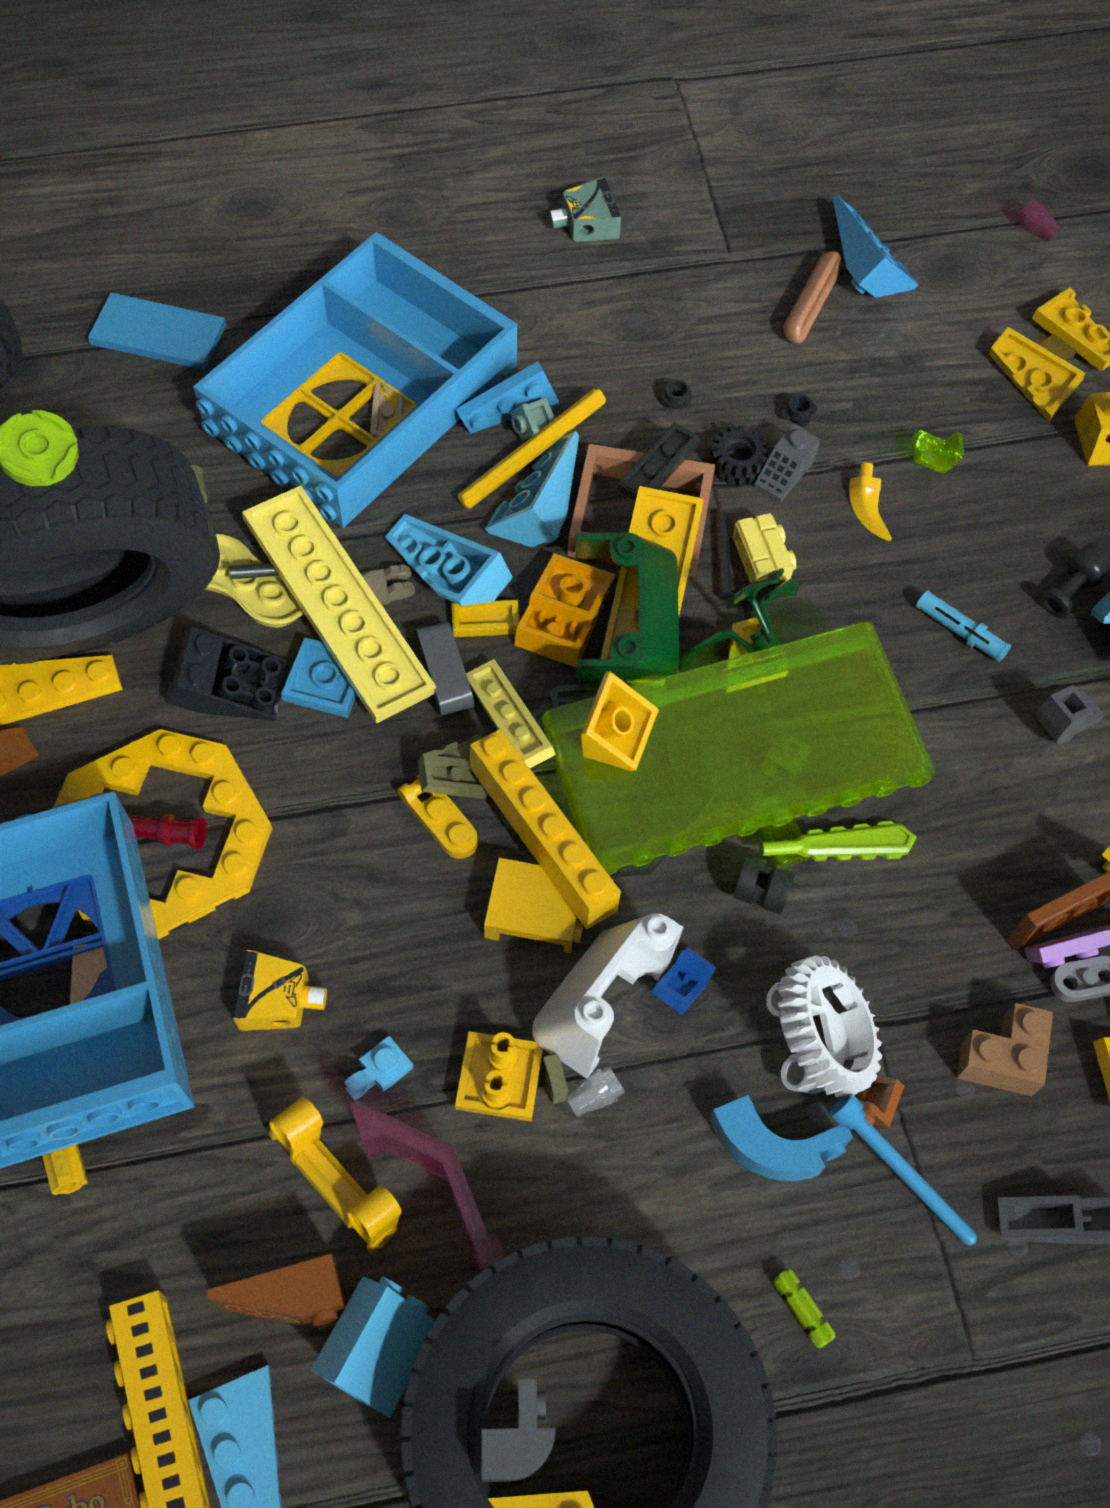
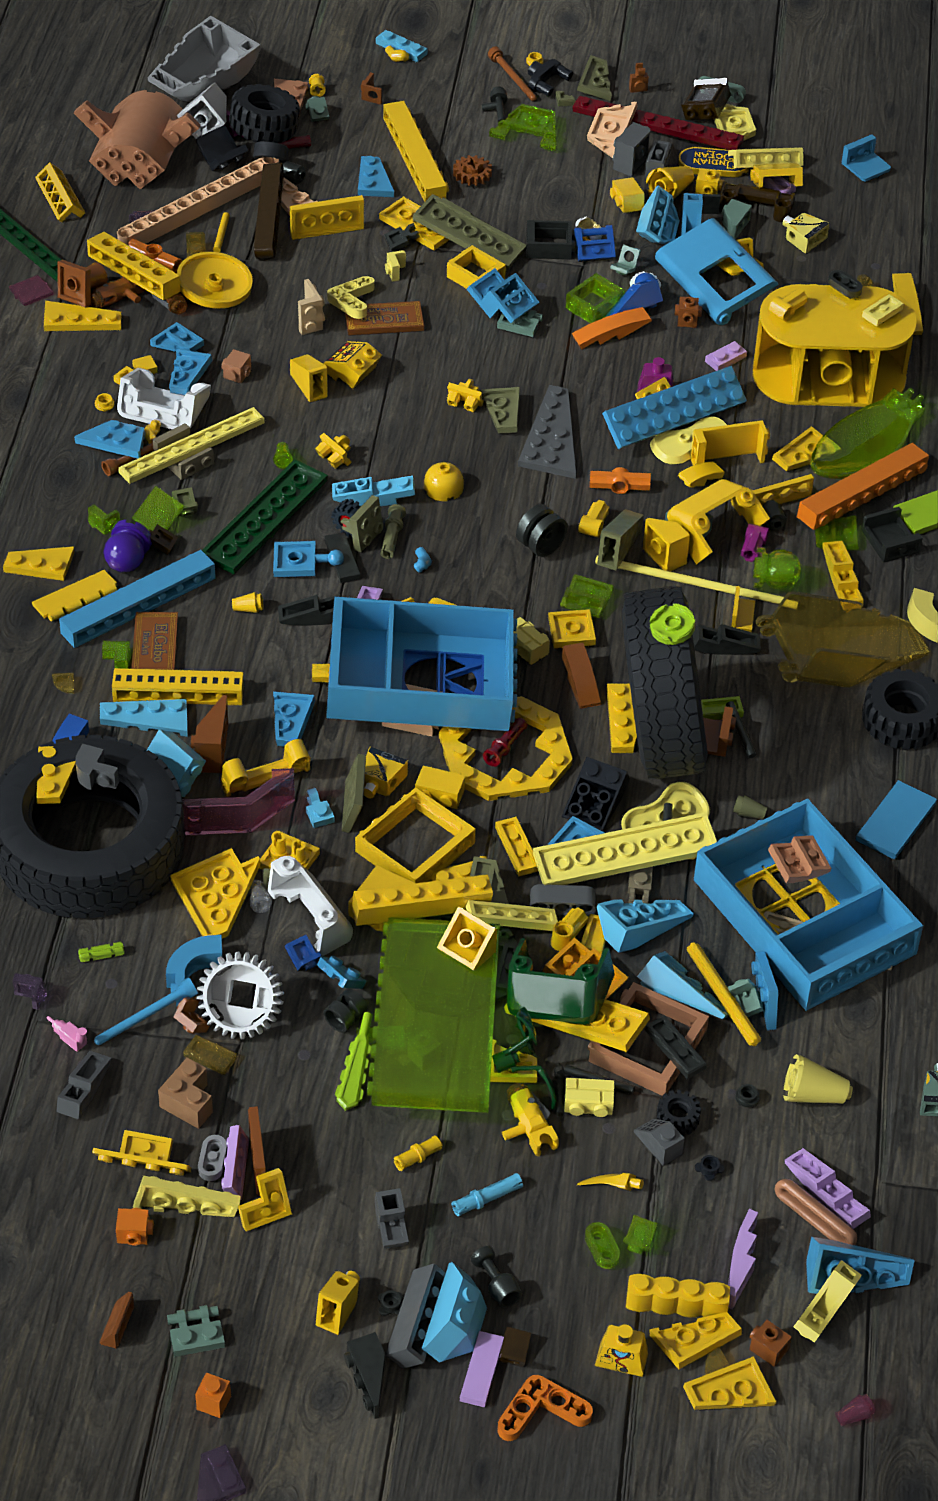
camera: 110 degrees right, 15 degrees down
(182, 1188) = (291, 715): none -> dark azure wing
(278, 895) = (441, 786): none -> yellow brick
(315, 368) = (799, 859): none -> nougat slope
(344, 1009) = (353, 793): none -> olive tile
(360, 755) = (516, 846): none -> yellow plate
(418, 845) = (463, 836): none -> yellow window
(492, 645) = (568, 928): none -> yellow piece
(617, 1163) = (215, 890): none -> yellow wing
(641, 329) = (814, 1083): none -> light yellow cone
(704, 910) = (348, 977): none -> dark azure wing
(771, 294) = (826, 1188): none -> lavender slope
(826, 605) = (532, 1119): none -> yellow piece
(906, 351) = (742, 1261): none -> lavender slope
(915, 1055) = (210, 1054): none -> clear yellow tile
(931, 1398) = (30, 986): none -> clear purple bracket
(933, 264) = (827, 1301): none -> light yellow arch
(944, 723) = (417, 1153): none -> yellow pin
(965, 489) = (603, 1247): none -> clear neon green plate
(985, 1284) = (69, 1033): none -> bright pink piece
(1000, 395) = (671, 1296): none -> yellow brick
(1005, 302) = (770, 1342): none -> dark orange brick

